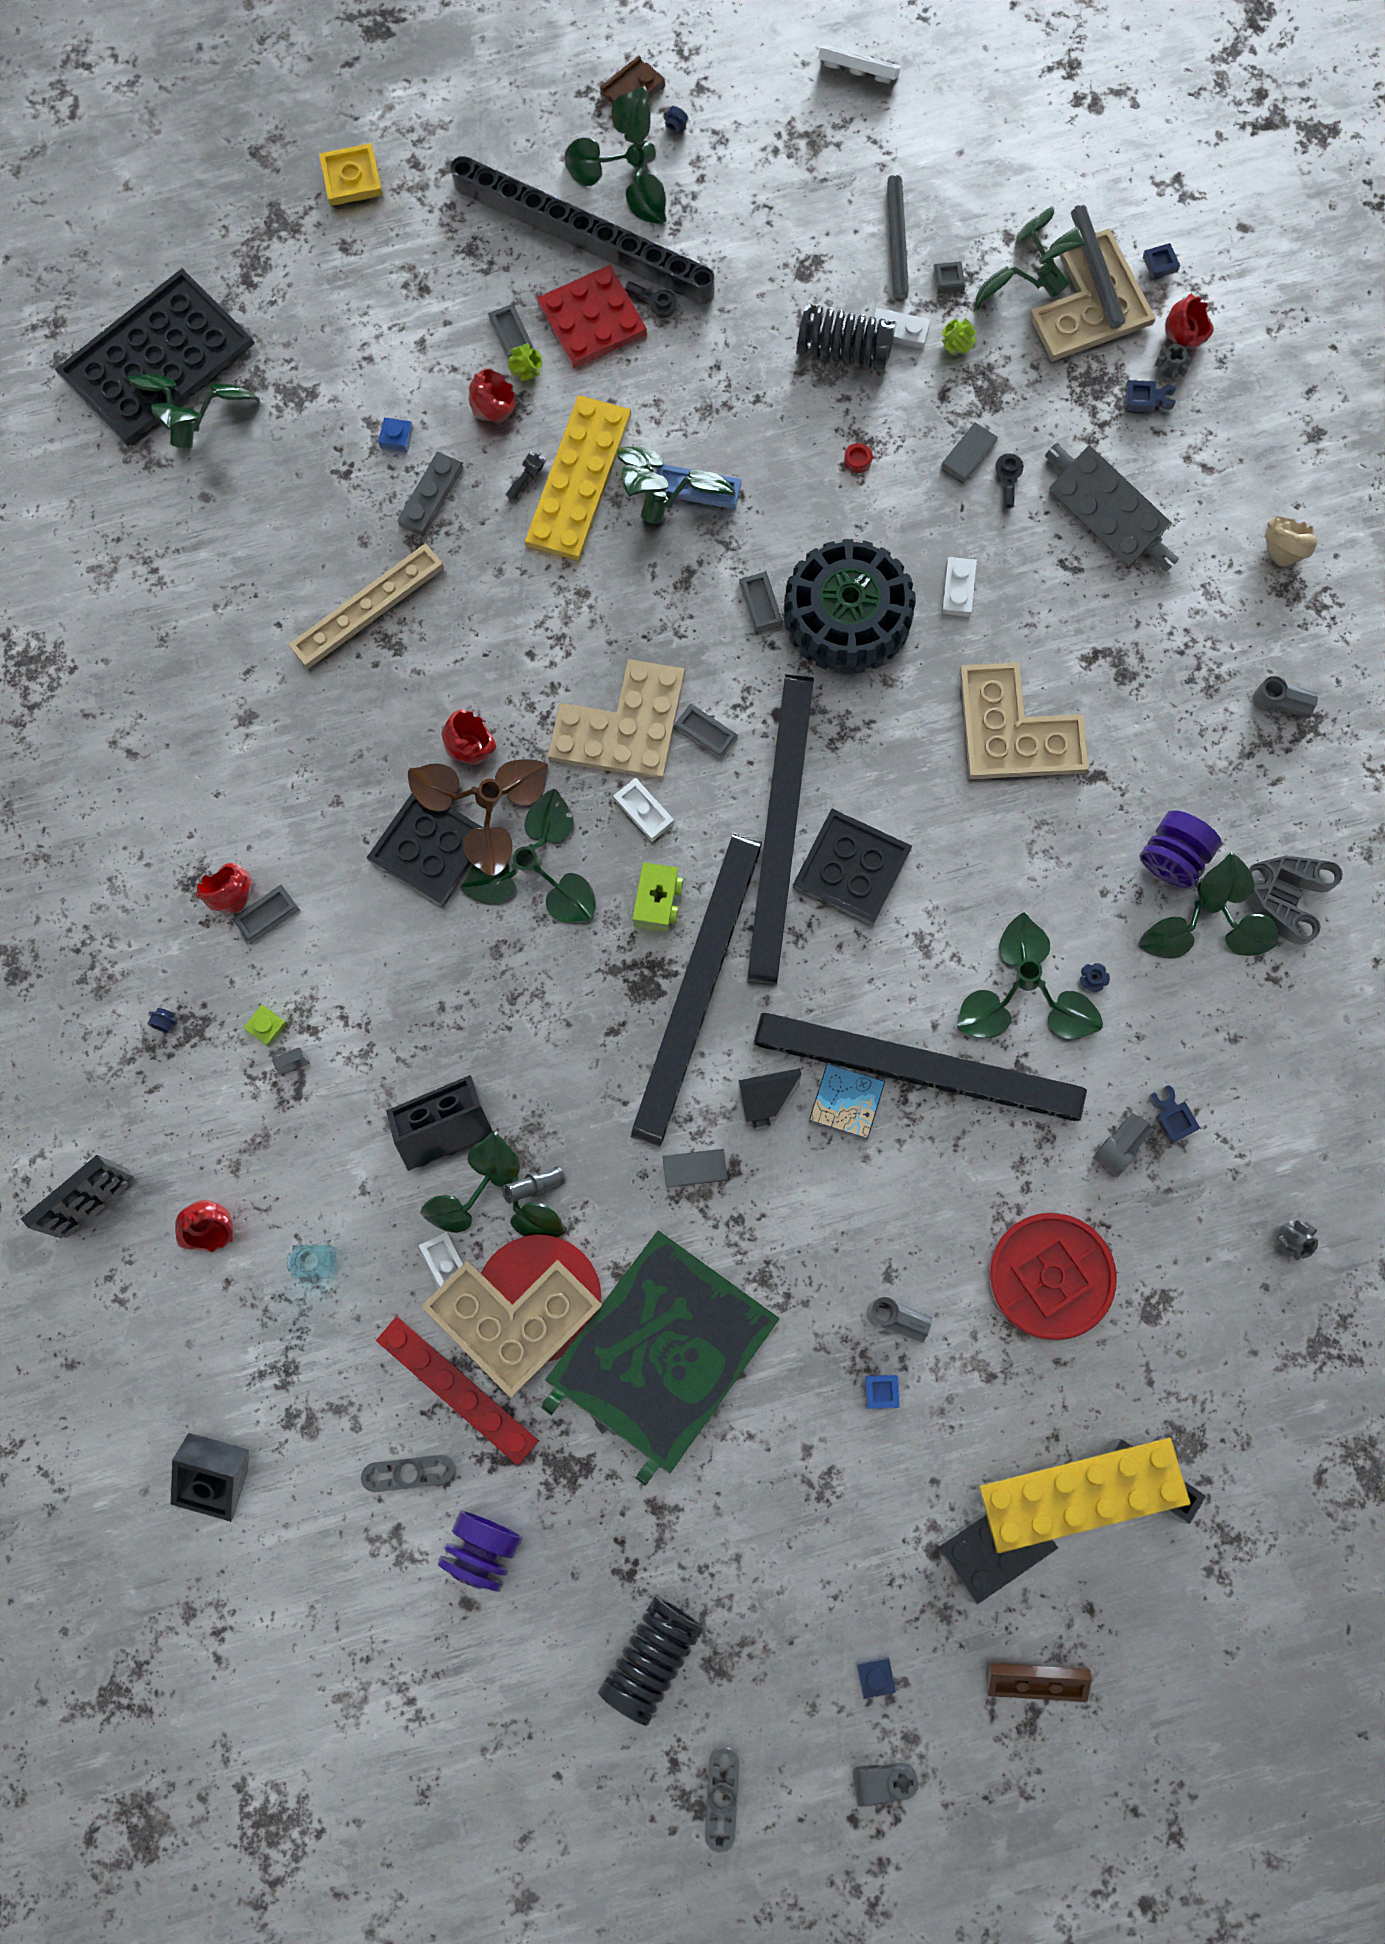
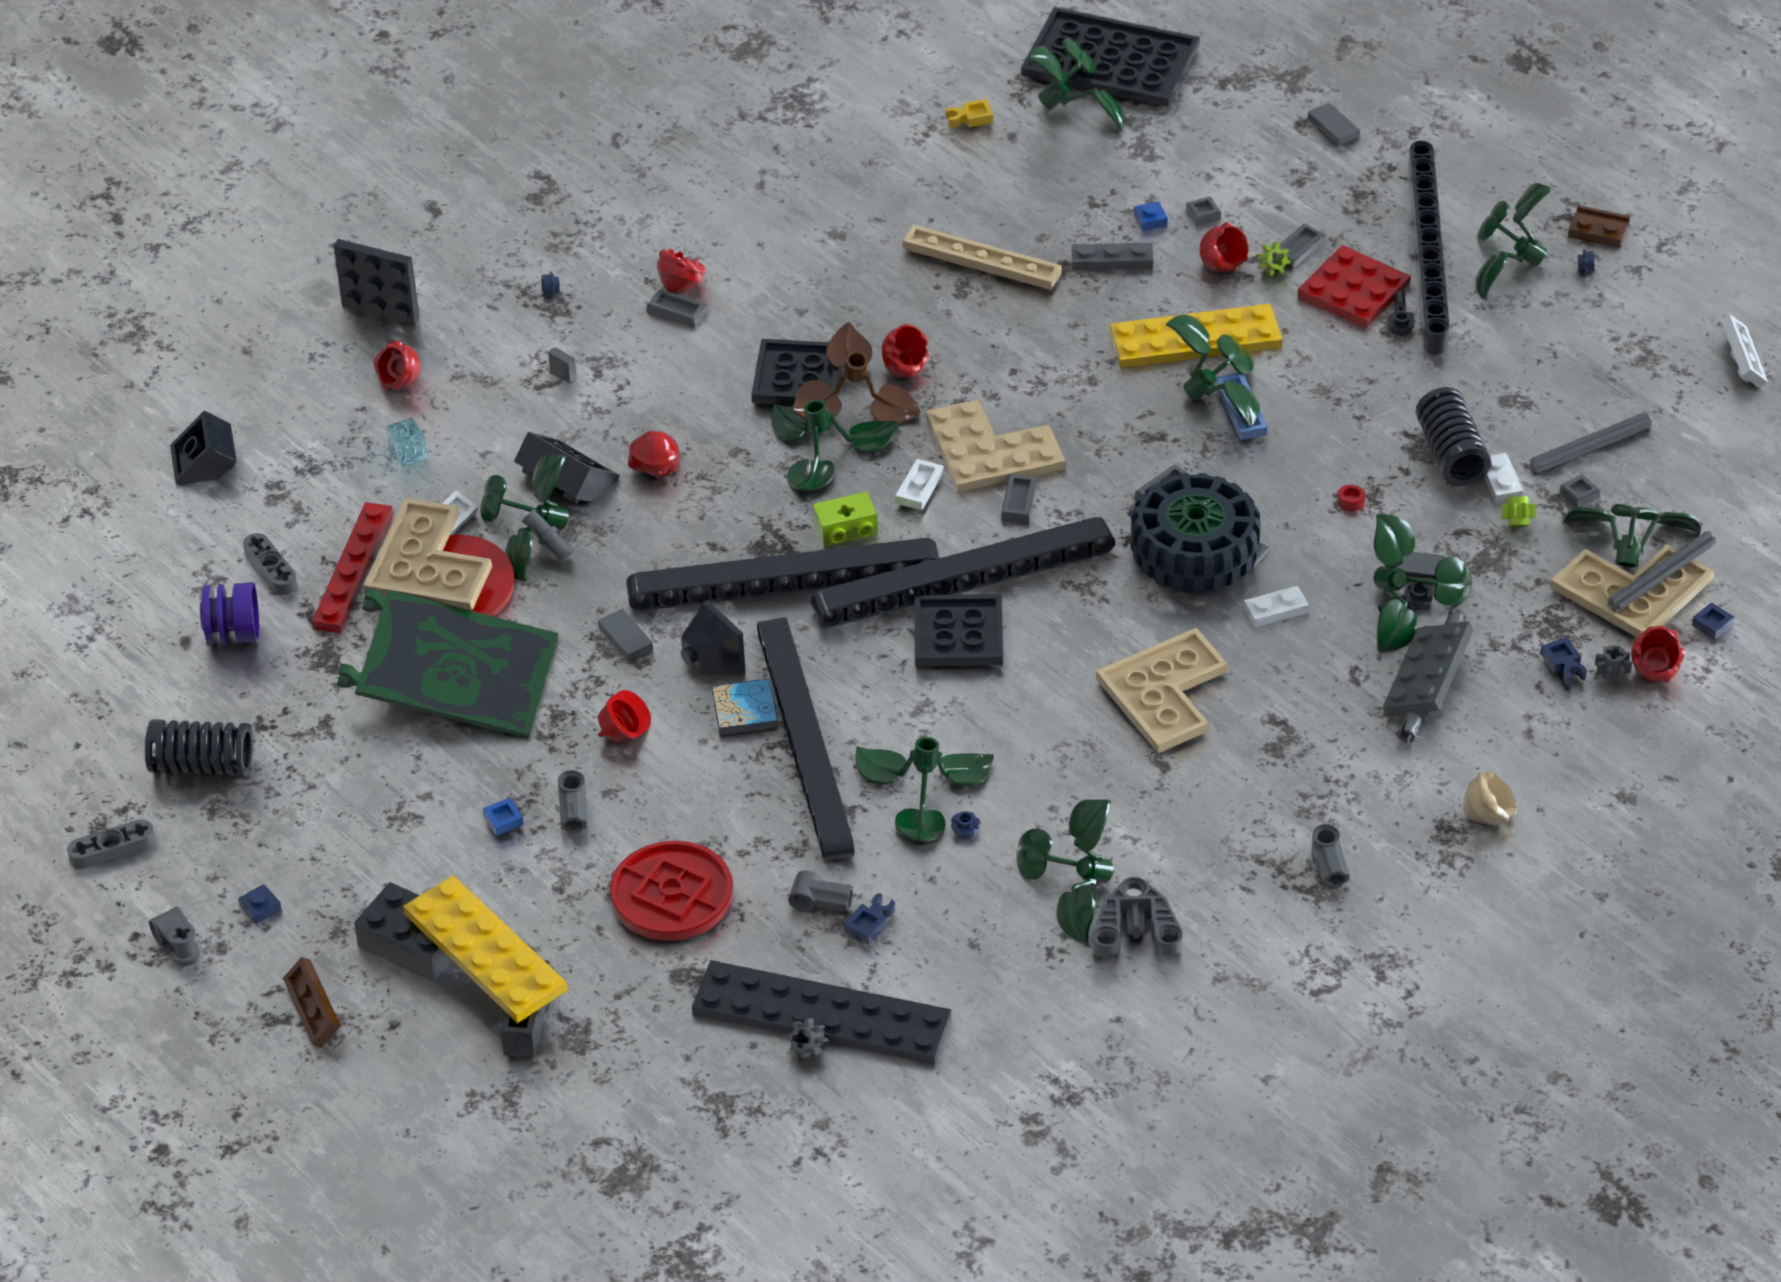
camera: 60 degrees right, 30 degrees down
(157, 514) = (973, 113): none -> yellow plate
(265, 1025) = (583, 344): lime plate -> none
(350, 174) = (1367, 96): yellow plate -> none
(367, 221) = (1333, 124): none -> dark grey tile
(416, 387) = (1203, 211): none -> dark grey tile
(470, 1031) = (654, 454): none -> red hair
(533, 464) = (1180, 302): black plate -> none
(816, 1221) = (624, 717): none -> red piece
(992, 473) = (1392, 542): none -> dark green plant
(1180, 849) = (1125, 824): dark purple wheel -> none
(1256, 1209) = (849, 1015): none -> black plate

